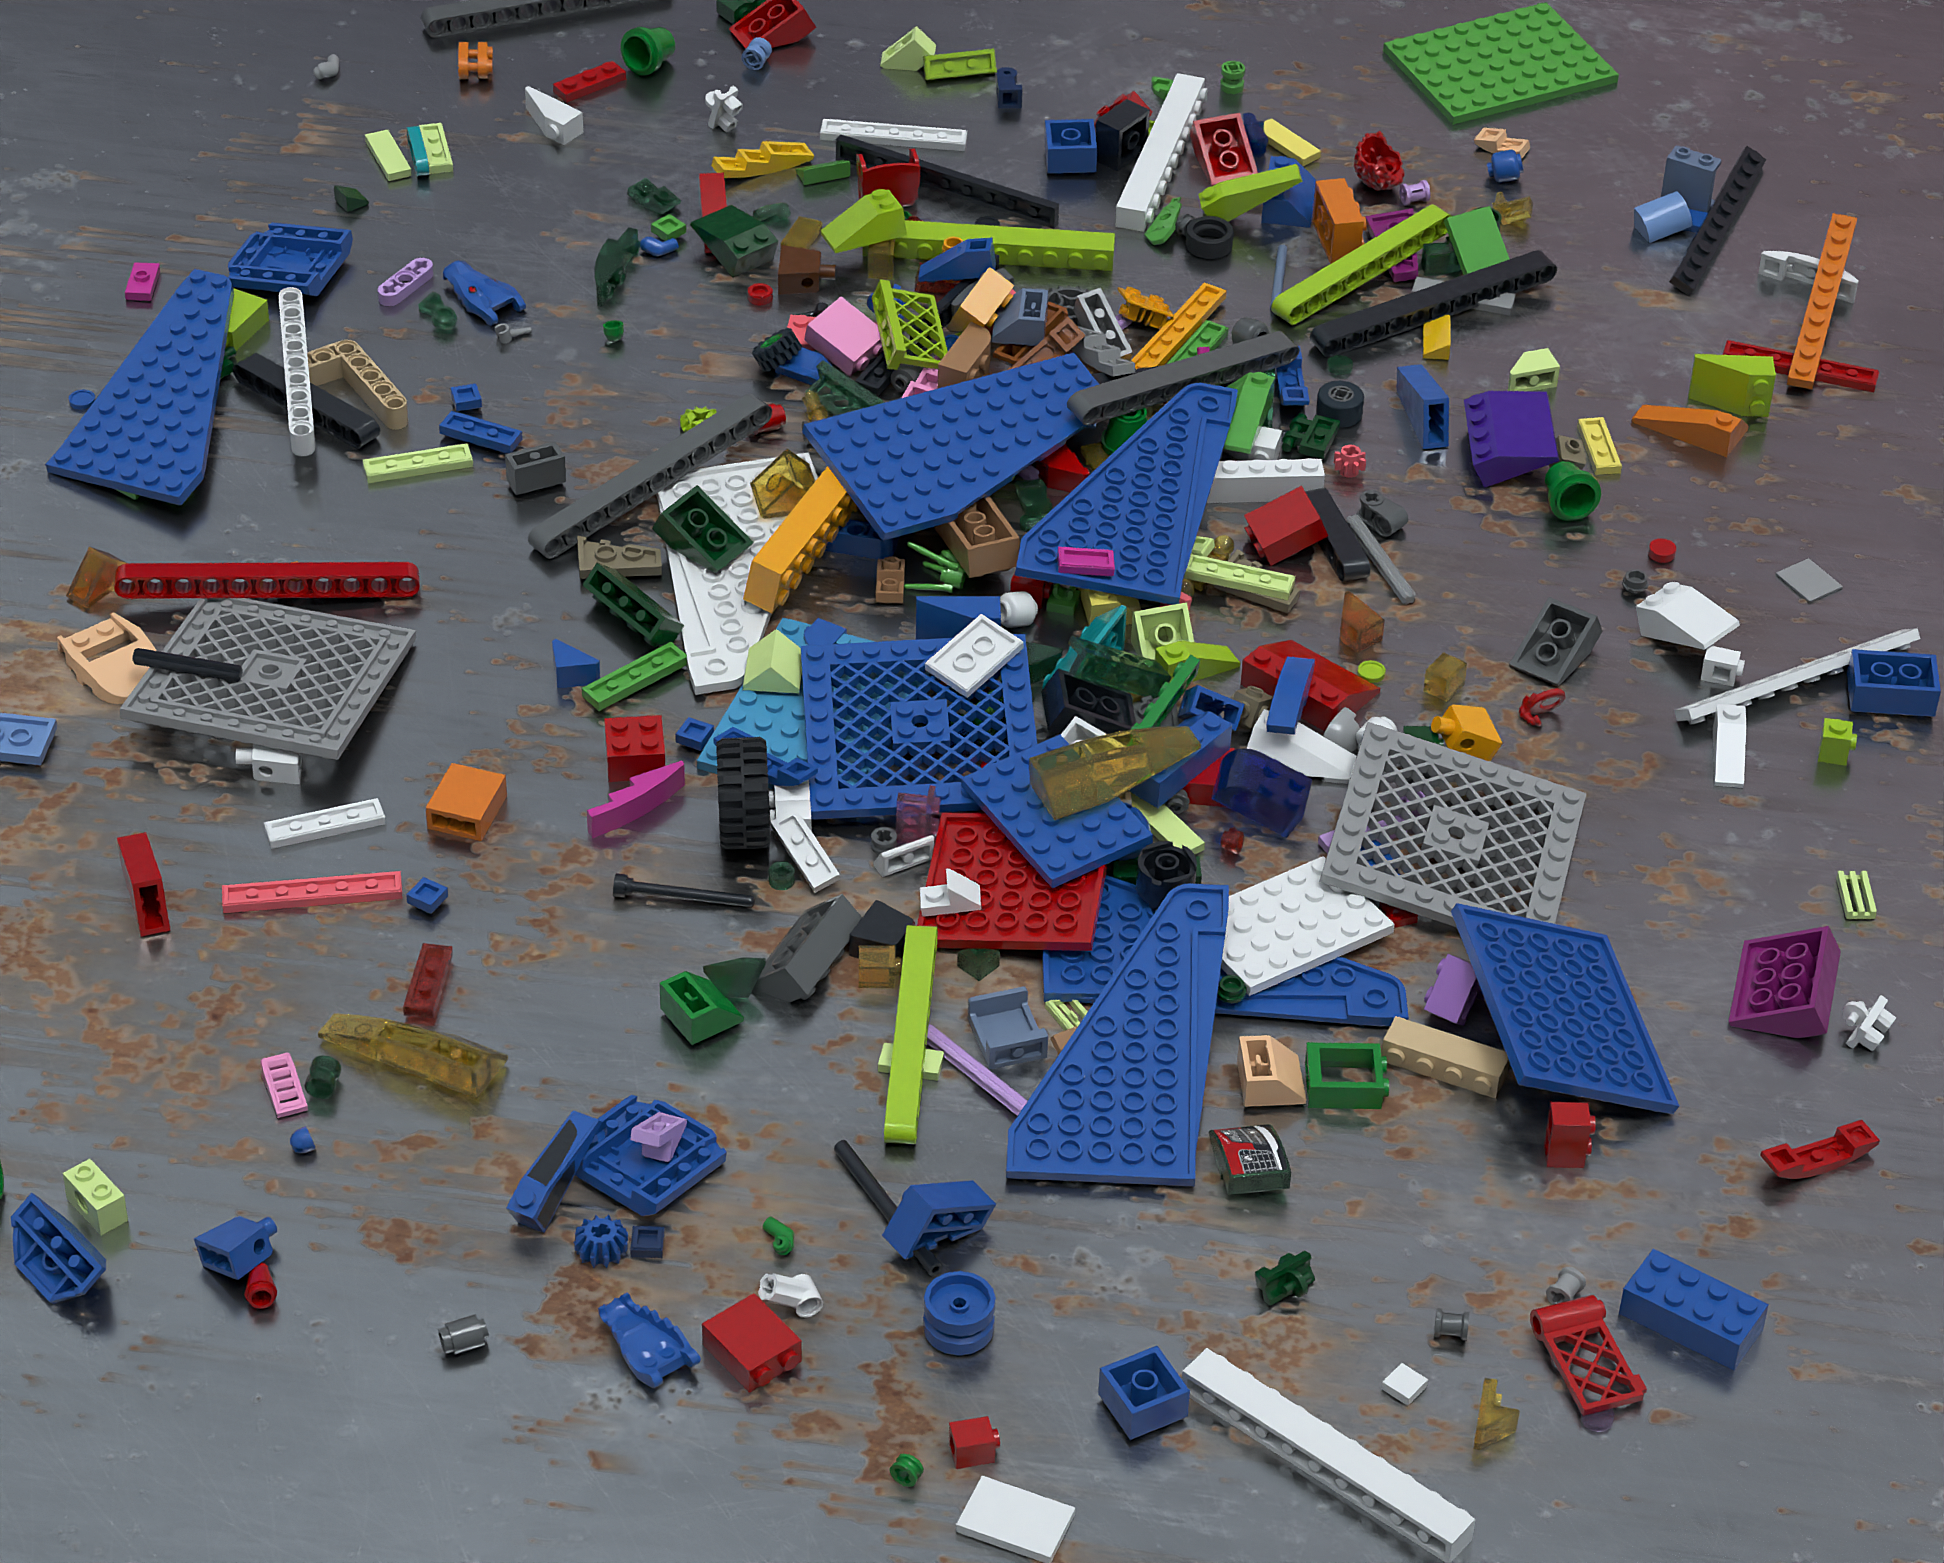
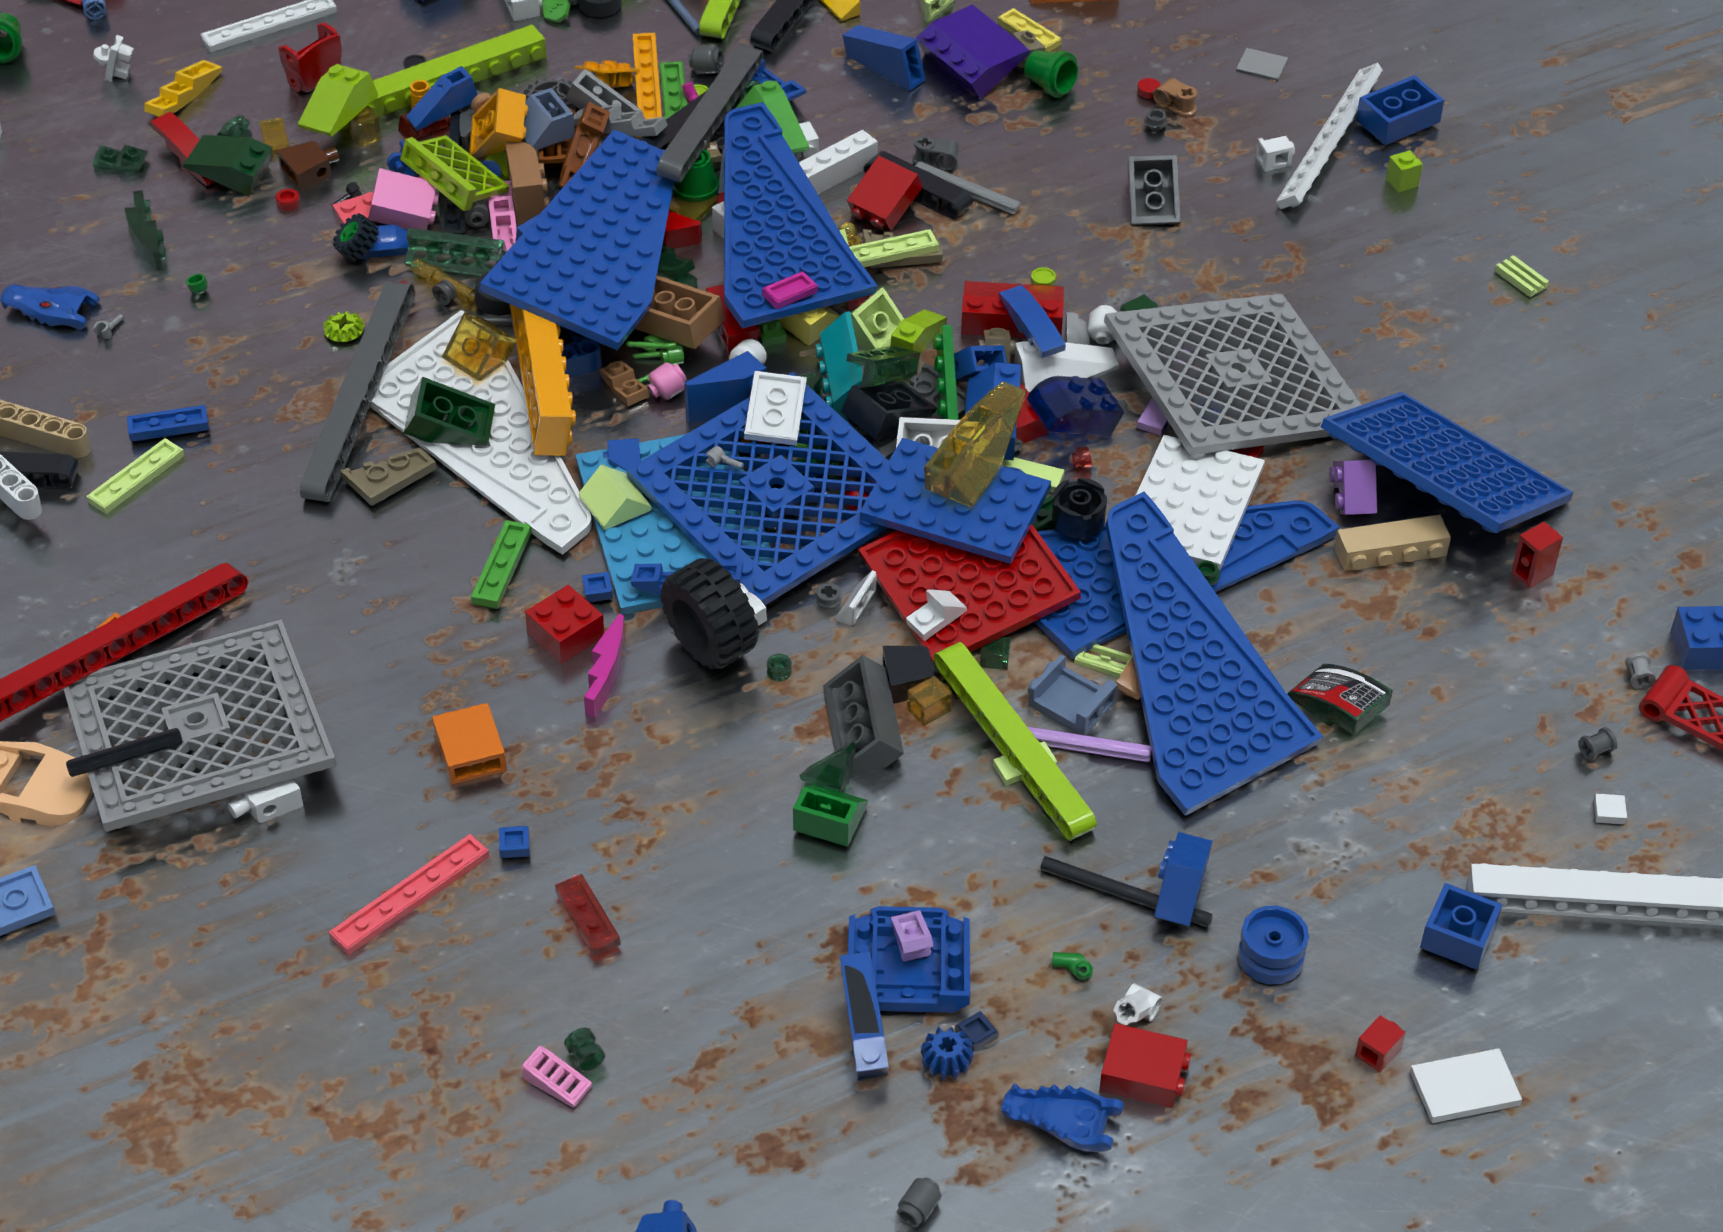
camera: 35 degrees left, 5 degrees up
(144, 884) = (262, 966): red slope -> none
(302, 1141) = (620, 1115): blue hinge -> none
(324, 823) = (361, 828): white tile -> none
(419, 1051) = (639, 979): clear yellow wedge -> none
(430, 303) = (16, 335): clear green tile -> none
(444, 318) = (39, 340): clear green plate -> none
(466, 397) = (125, 399): blue plate -> none
(535, 468) = (251, 430): dark grey brick -> none
(573, 666) = (442, 582): blue slope -> none
(626, 886) = (666, 744): black piece -> none
(632, 605) = (448, 505): dark green brick -> none
(658, 248) = (165, 199): blue arm -> none
(668, 227) = (160, 178): bright green plate -> none
(805, 850) = (789, 637): white plate -> none
(824, 172) = (242, 76): bright green slope -> none
(883, 671) = (717, 455): none -> light grey hand
(906, 1470) = (1356, 1096): green bush -> none
(917, 816) = (848, 561): clear pink bracket -> none
(921, 587) = (666, 381): none -> bright pink head
(956, 183) = (359, 40): black plate -> none
(1269, 1072) = (1289, 625): light nougat slope -> none
(1288, 1277) = (1462, 775): dark green hips -> none
(1318, 436) = (831, 115): dark green plate -> none
(1339, 365) = (788, 53): clear green piece -> none
(1341, 402) = (823, 82): black wheel -> none
(1345, 1094) = (1326, 612): green window -> none
(1350, 461) = (874, 122): coral gear -> none
(1360, 624) = (1002, 244): clear orange slope -> none
(1445, 677) = (1104, 254): clear yellow brick -> none
(1468, 731) = (1163, 284): light orange torso -> none
(1493, 1420) = (1690, 799): clear yellow slope -> none
(1533, 705) = (1180, 247): red piece -> none
(1676, 566) = (1175, 95): none -> medium nougat piece
(1683, 617) = (1224, 129): white slope -> none
(1729, 745) = (1338, 208): white slope -> none
(1786, 983) = (1549, 364): magenta slope -> none
(1824, 1155) = (1693, 472): red slope -> none
(1858, 1015) = (1625, 365): white hips -> none

